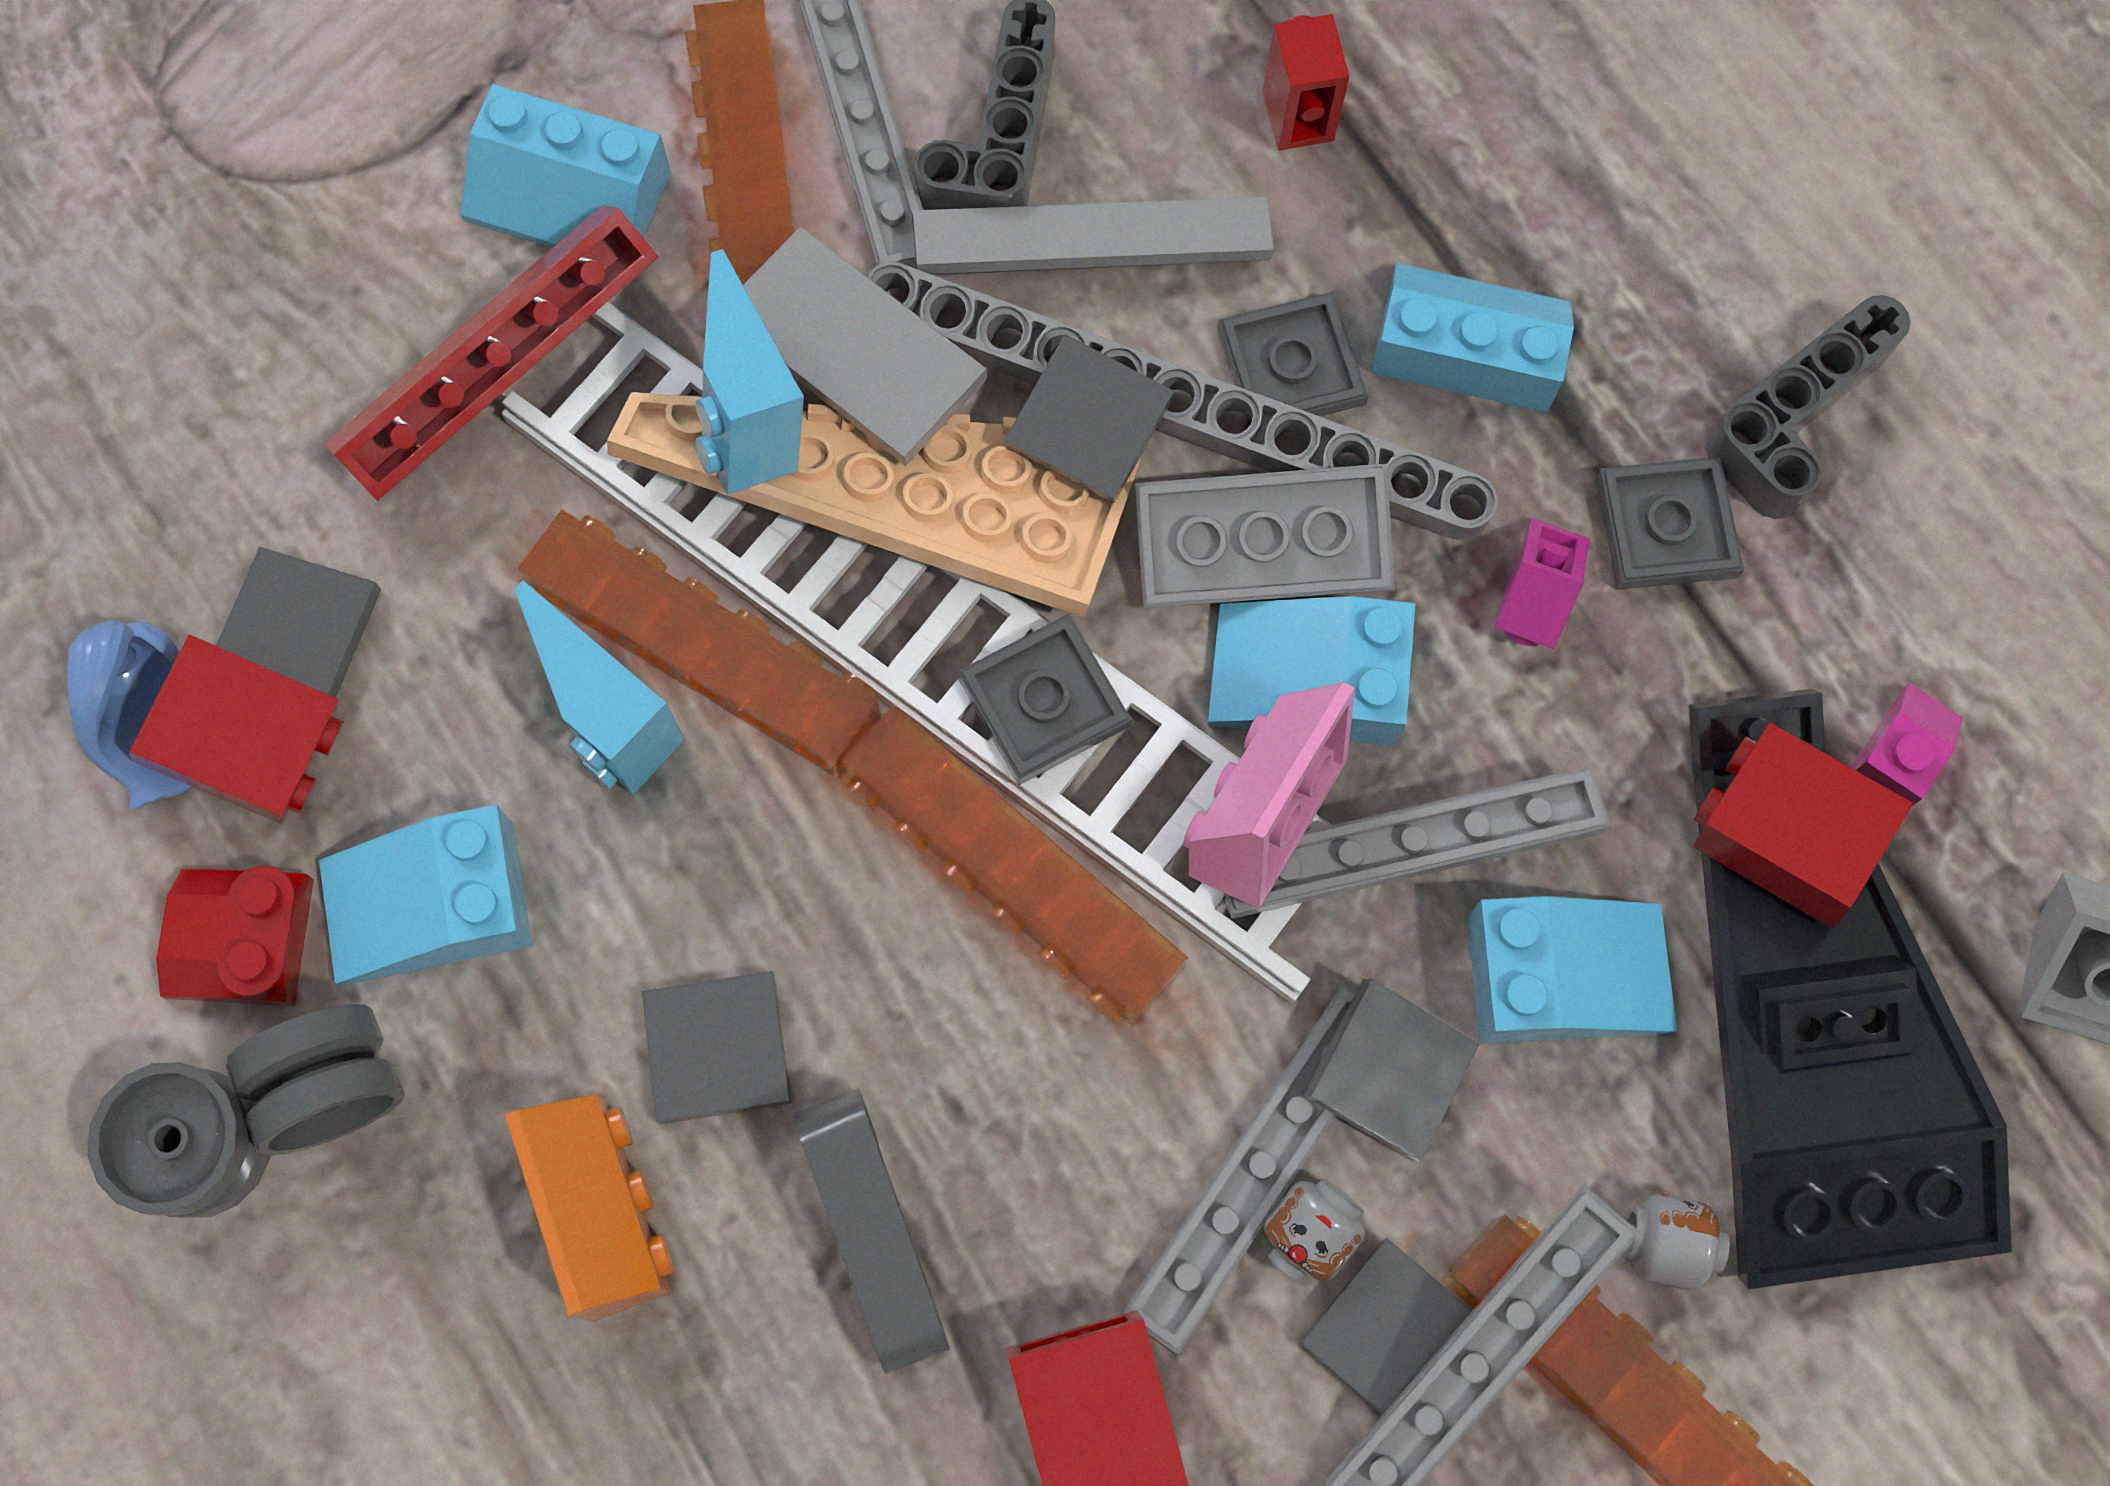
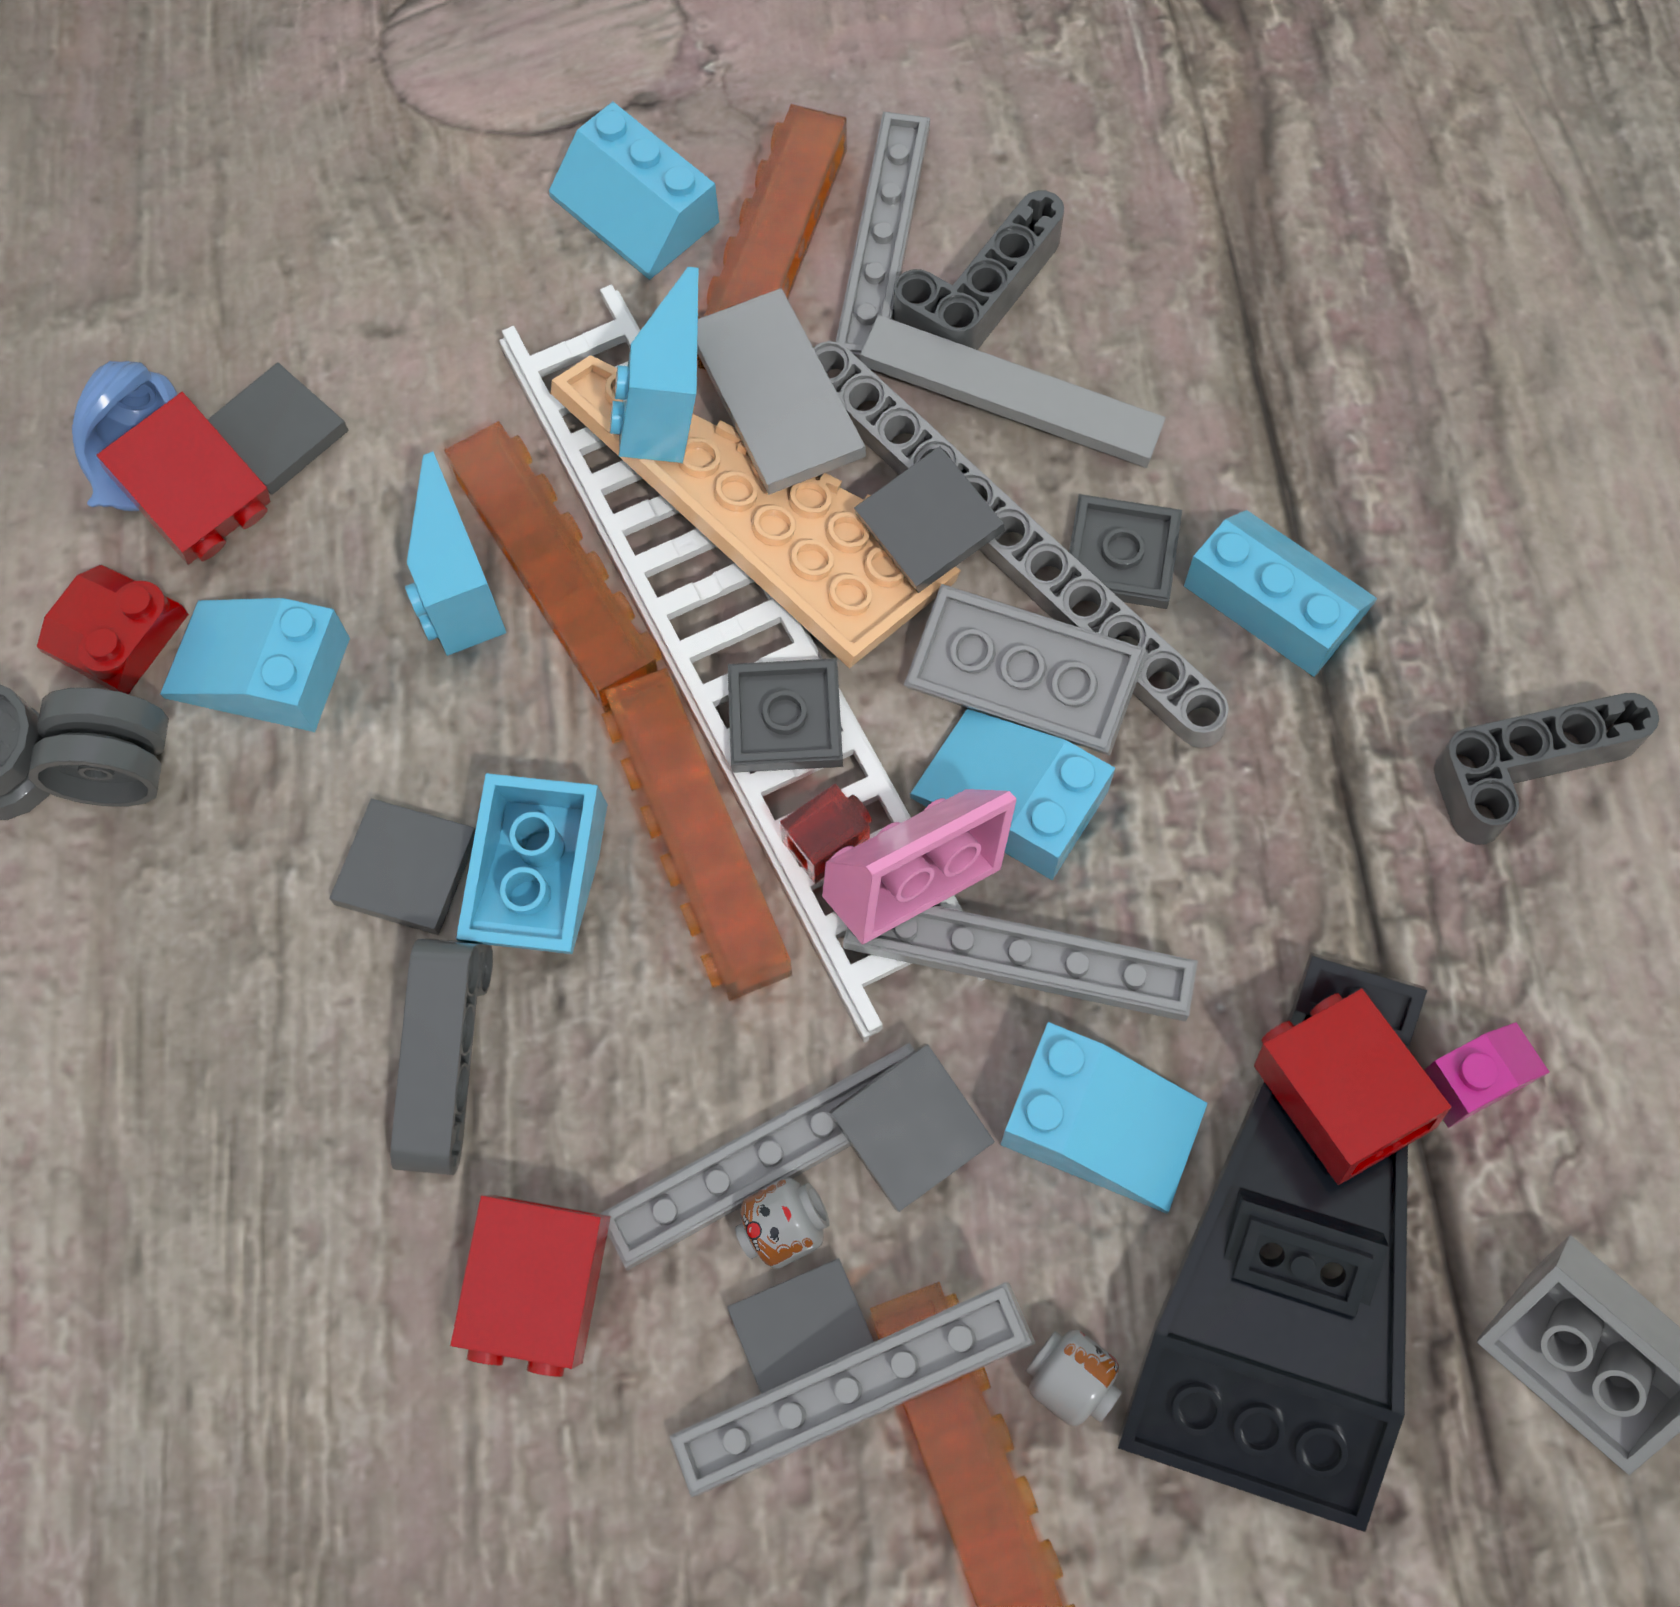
camera: 30 degrees right, 5 degrees down
(491, 350) = (509, 289): red brick -> none
(590, 1205) = (240, 933): orange slope -> none
(864, 985) = (532, 863): none -> medium azure slope
(1158, 806) = (824, 828): none -> clear red brick
(1305, 81) = (1236, 338): red brick -> none
(1543, 584) = (1235, 803): dark pink slope -> none
(1669, 523) = (1372, 805): dark grey tile -> none

